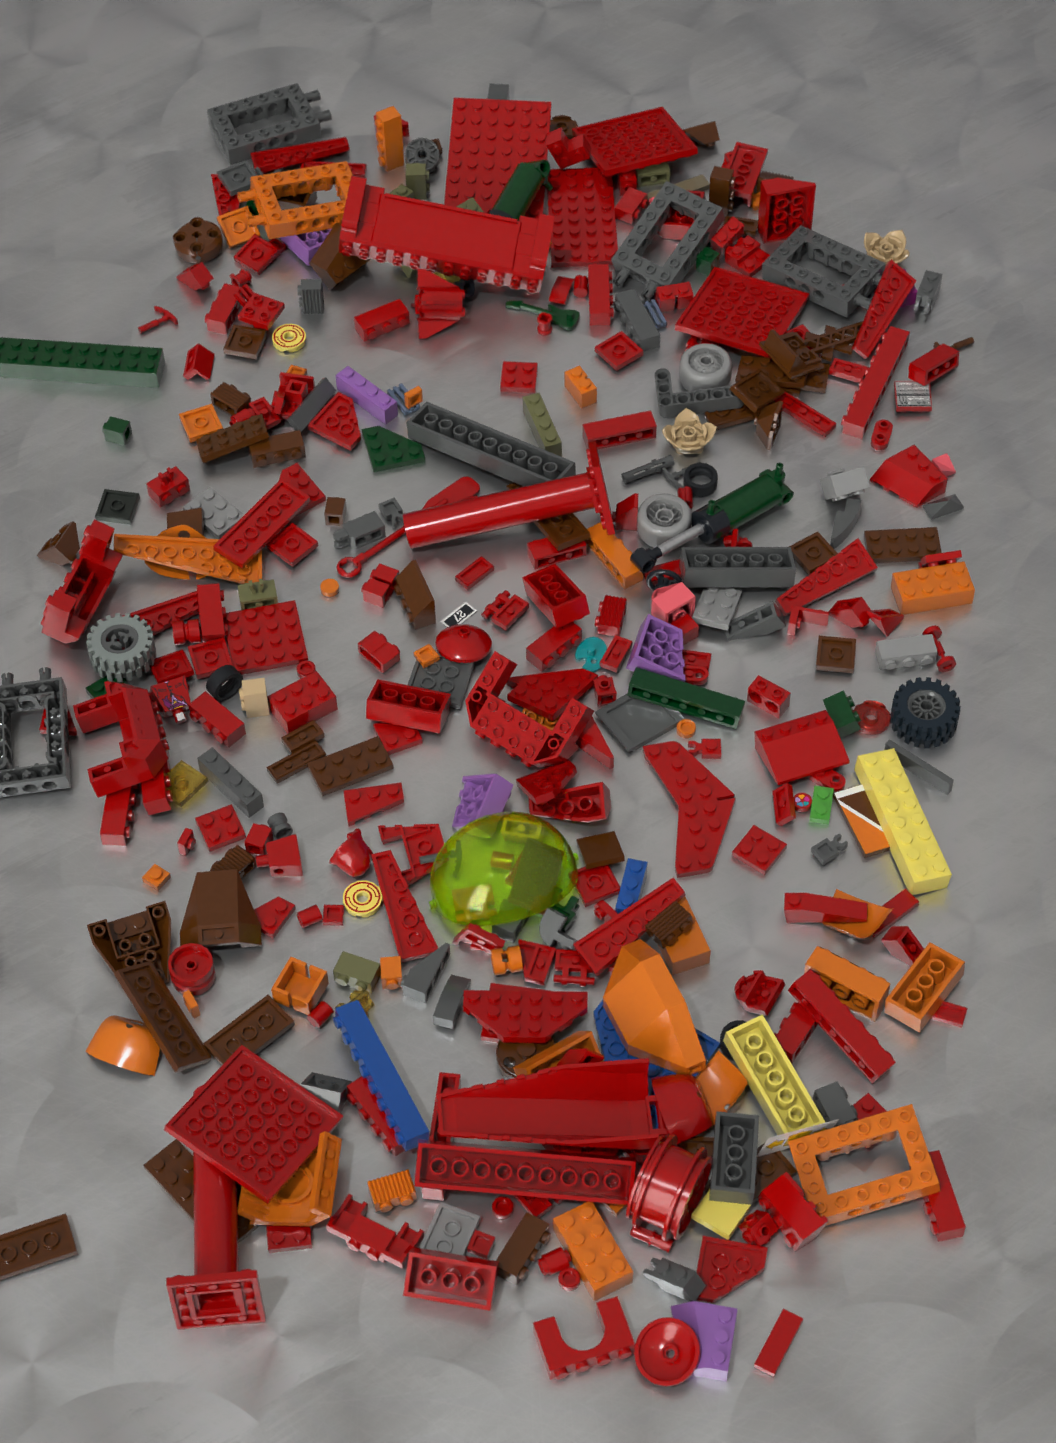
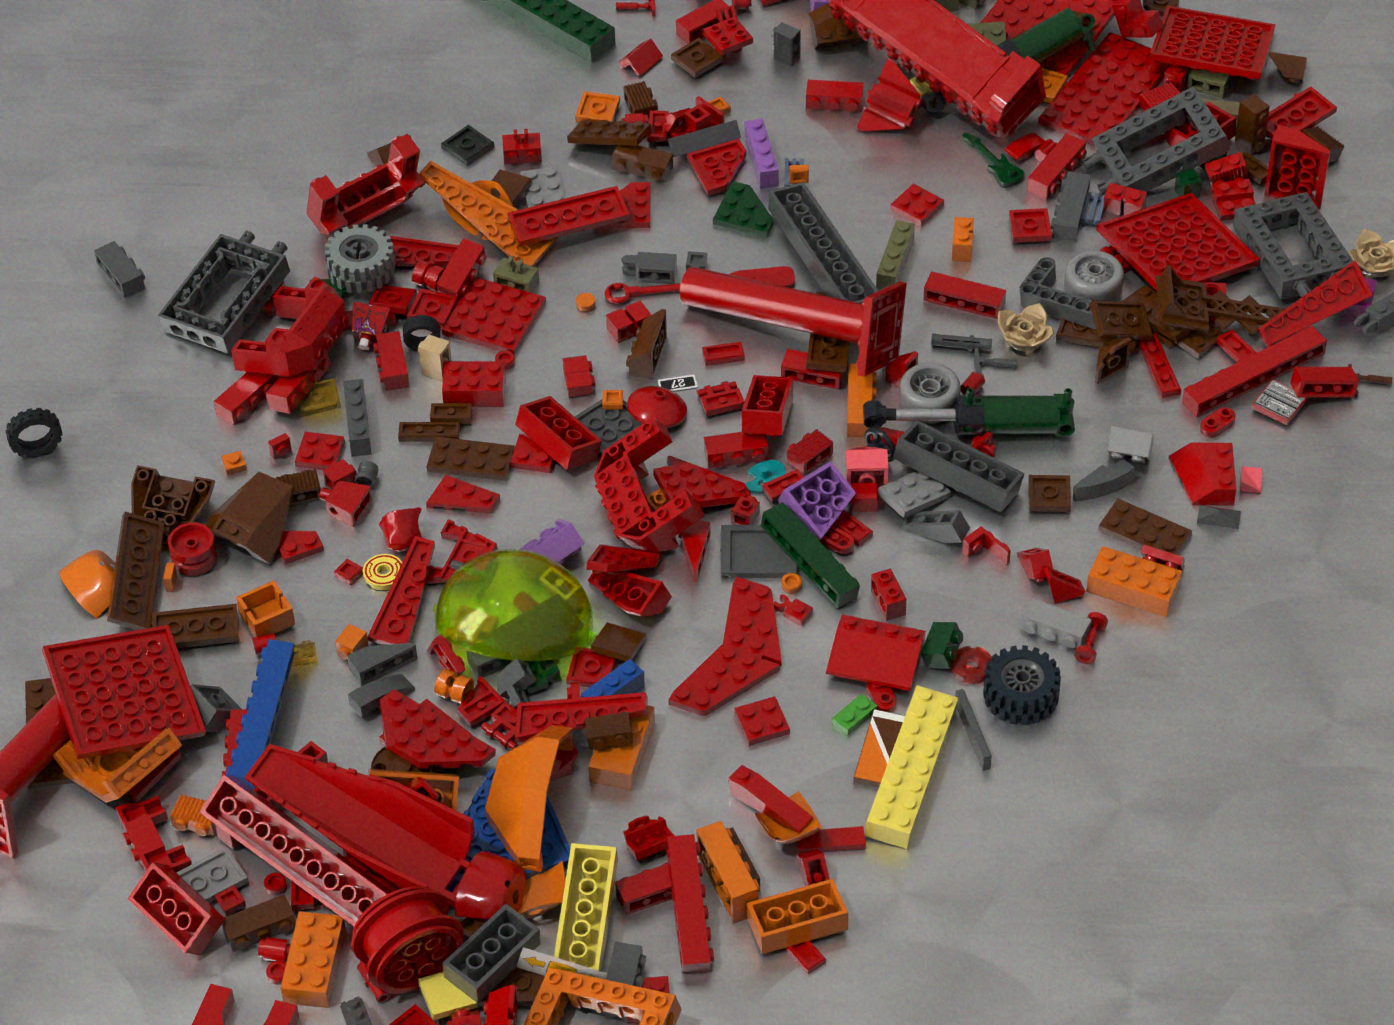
camera: 35 degrees right, 5 degrees down
(117, 430) = (520, 81): dark green brick -> none
(288, 1238) = (86, 804): red plate -> none
(289, 330) = (740, 65): light yellow tile -> none
(292, 544) = (584, 249): red plate -> none
(309, 916) = (326, 561): red piece -> none
(335, 511) = (645, 238): reddish brown brick -> none
(356, 972) = (321, 626): olive brick -> none
(544, 327) = (981, 171): red bush -> none
(705, 470) = (1002, 364): black tyre -> none
(784, 804) = (817, 694): red plate -> none
(802, 802) = (837, 701): red tile -> none
(827, 851) = (821, 754): dark grey plate -> none
(836, 573) = (1057, 521): red wing -> none
(836, 654) = (988, 592): reddish brown plate -> none

